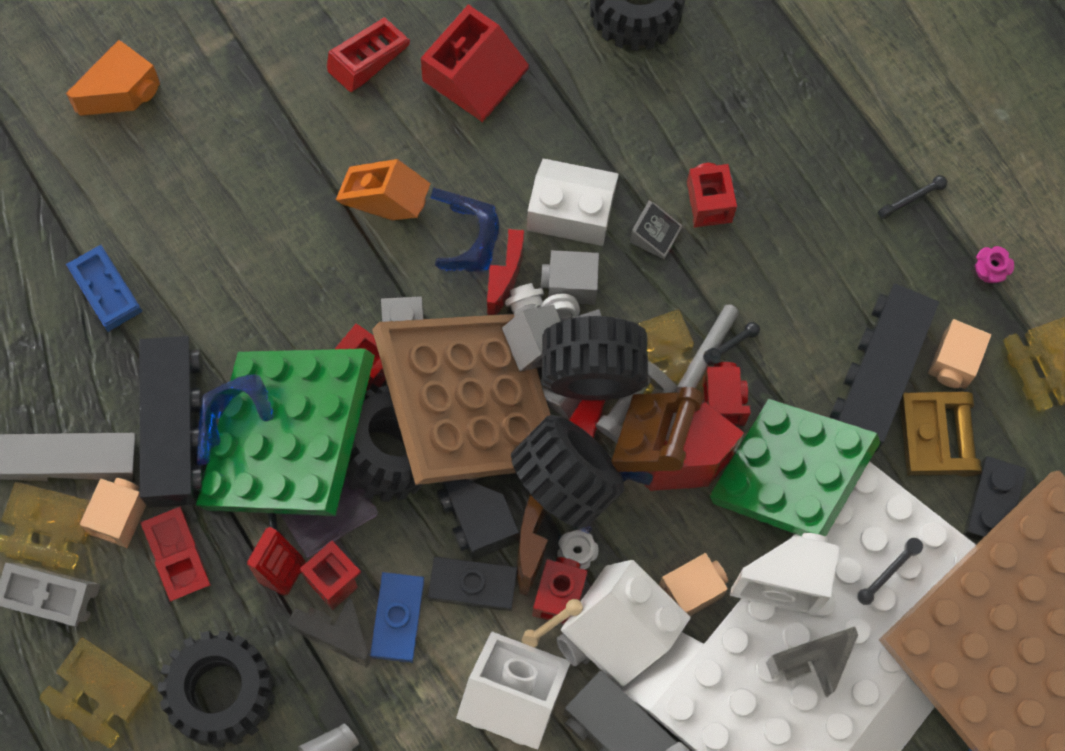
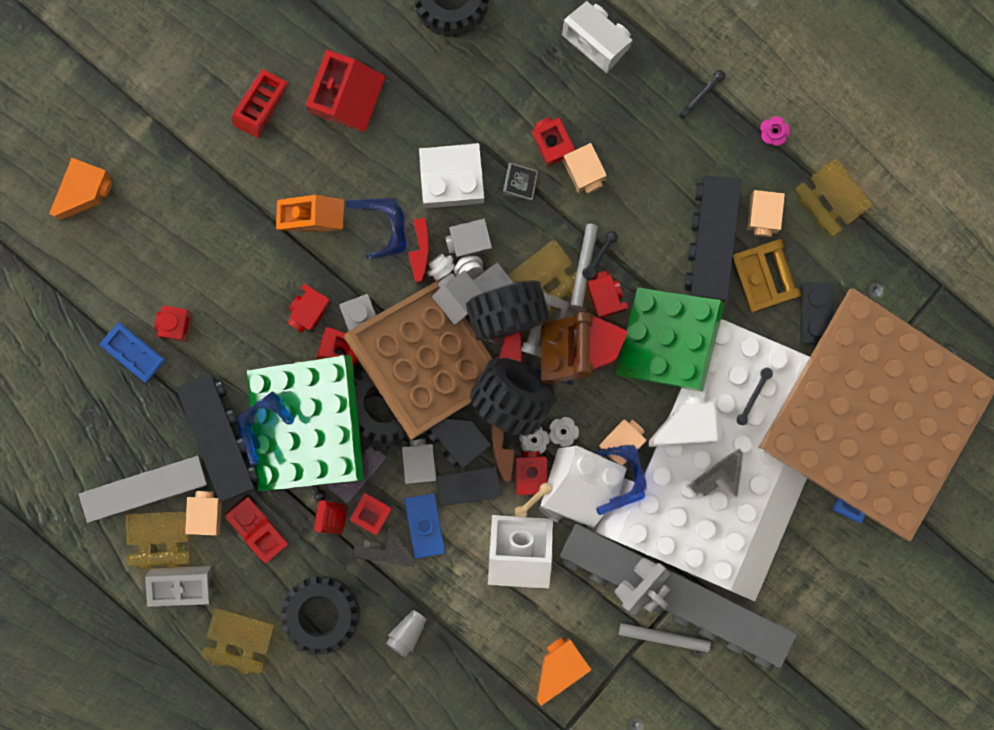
camera: 15 degrees left, 15 degrees up
(162, 263) = (173, 323): none -> red brick
(341, 300) = (308, 309): none -> red brick
(417, 531) = (419, 462): none -> light grey brick
(613, 540) = (556, 427): none -> white plate
(701, 598) = (637, 493): none -> clear blue helmet
(742, 236) = (585, 169): none -> light nougat brick
(799, 90) = (596, 35): none -> white slope

